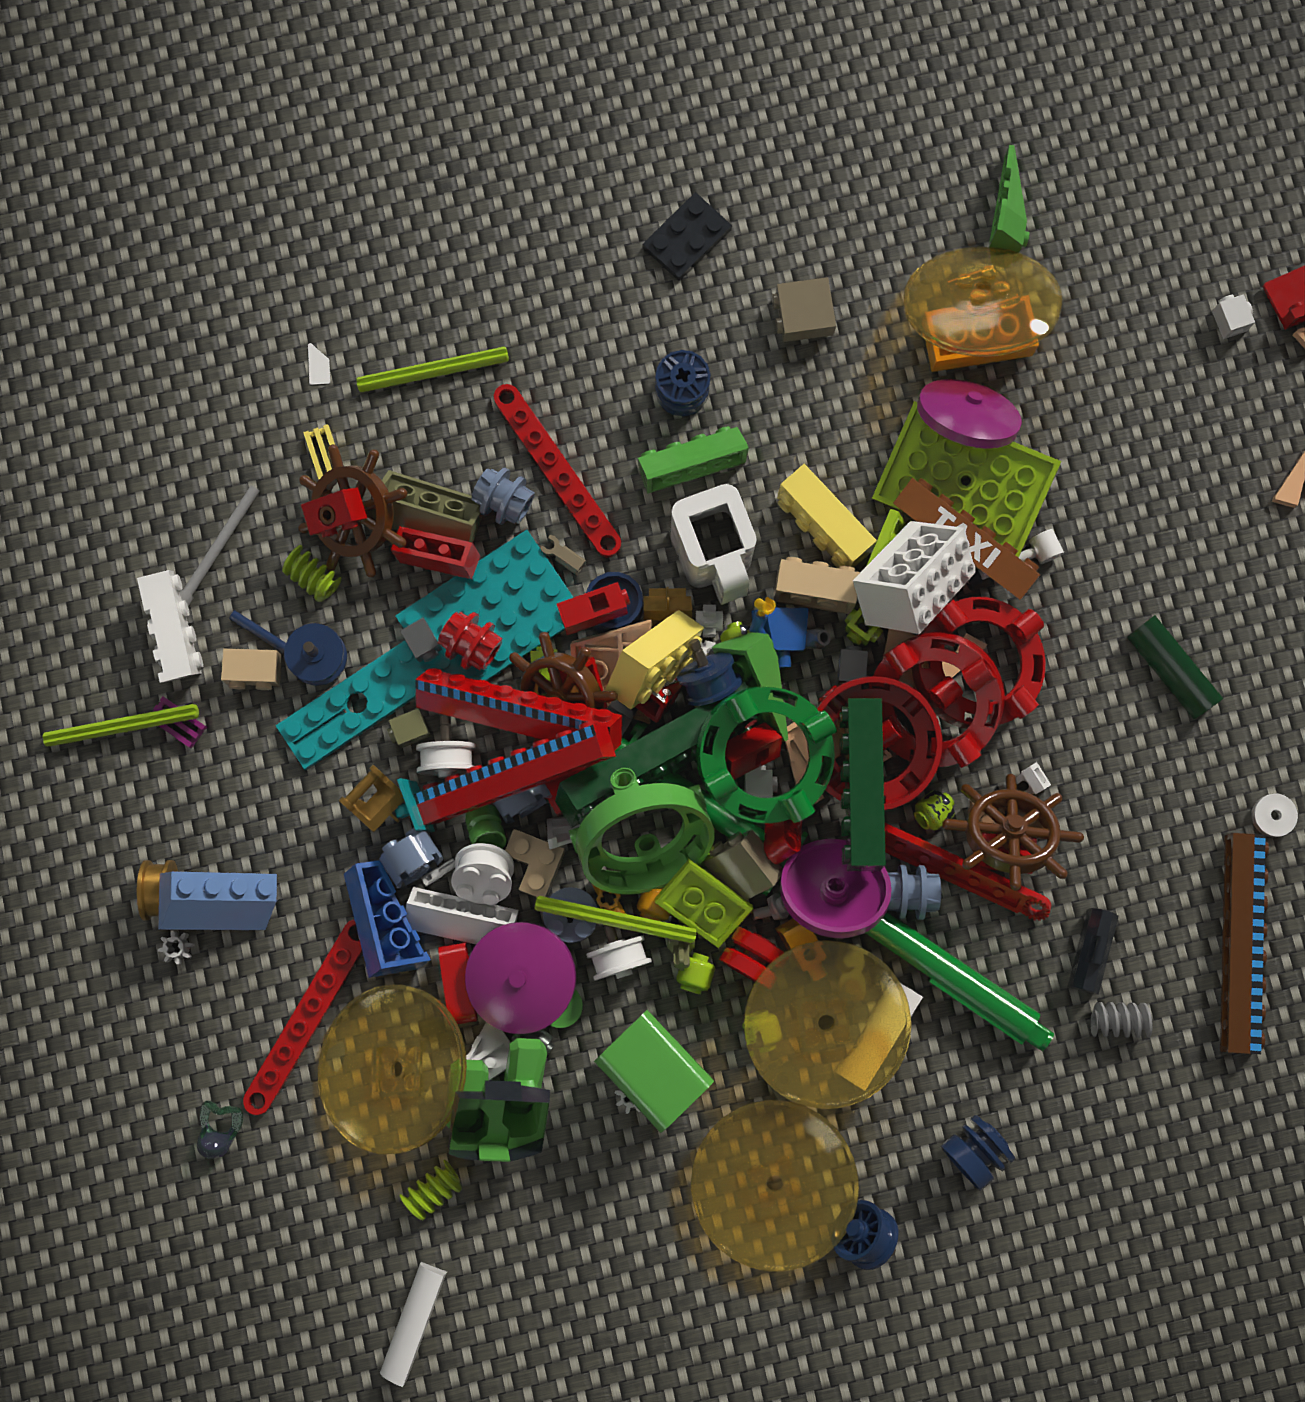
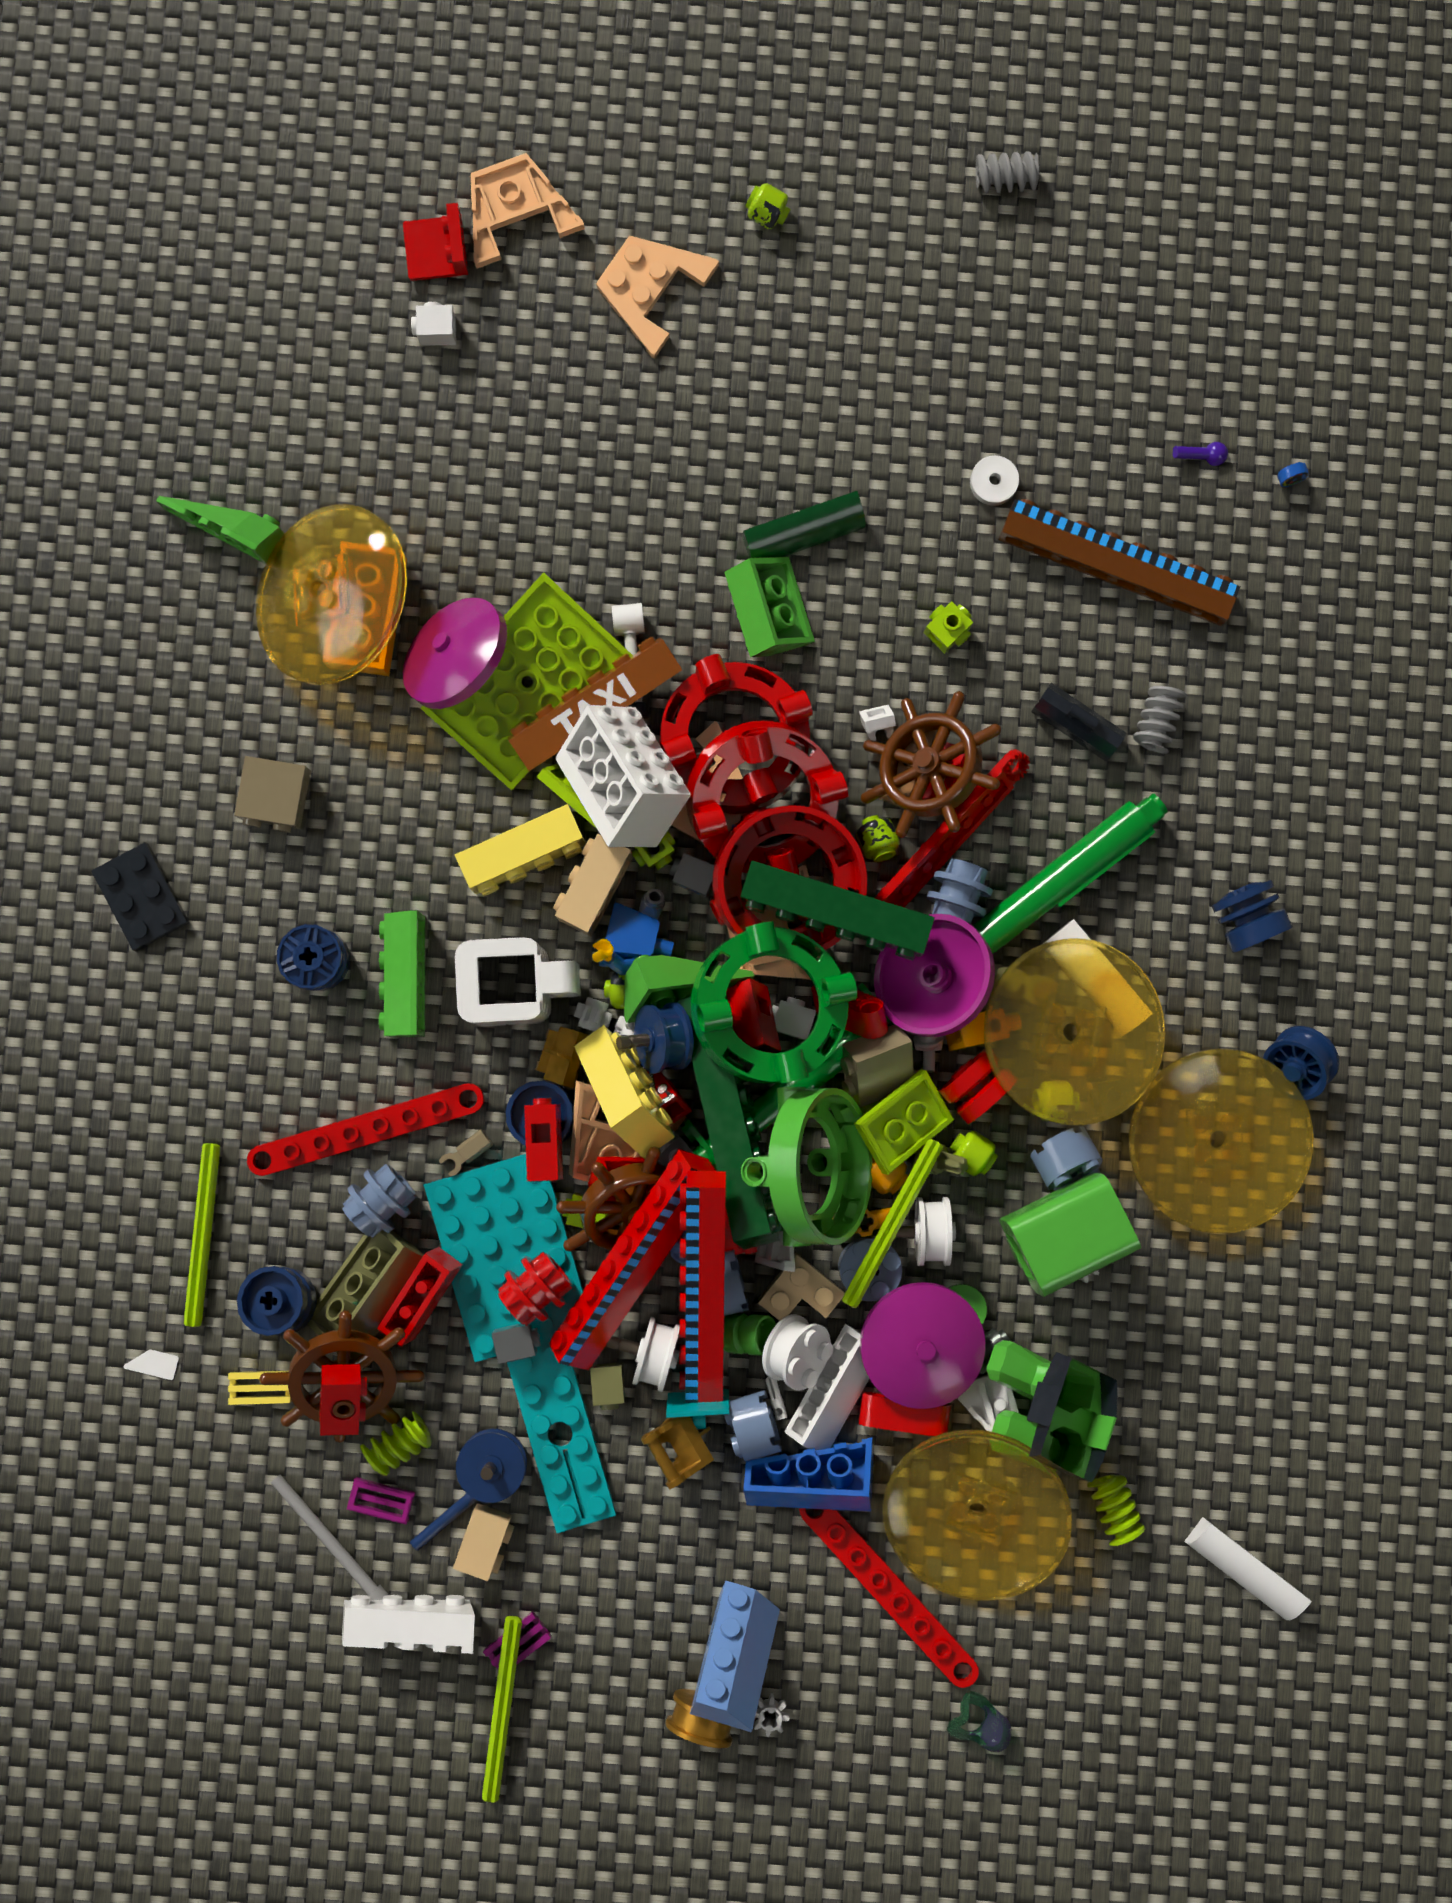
camera: 75 degrees left, 5 degrees up
(261, 575) = (382, 1488): none -> magenta tile
(399, 440) = (258, 1300): none -> dark blue wheel
(717, 1053) = (1067, 1158): none -> sand blue brick
(1099, 658) = (769, 606): none -> bright green slope
(1135, 813) = (944, 635): none -> lime brick

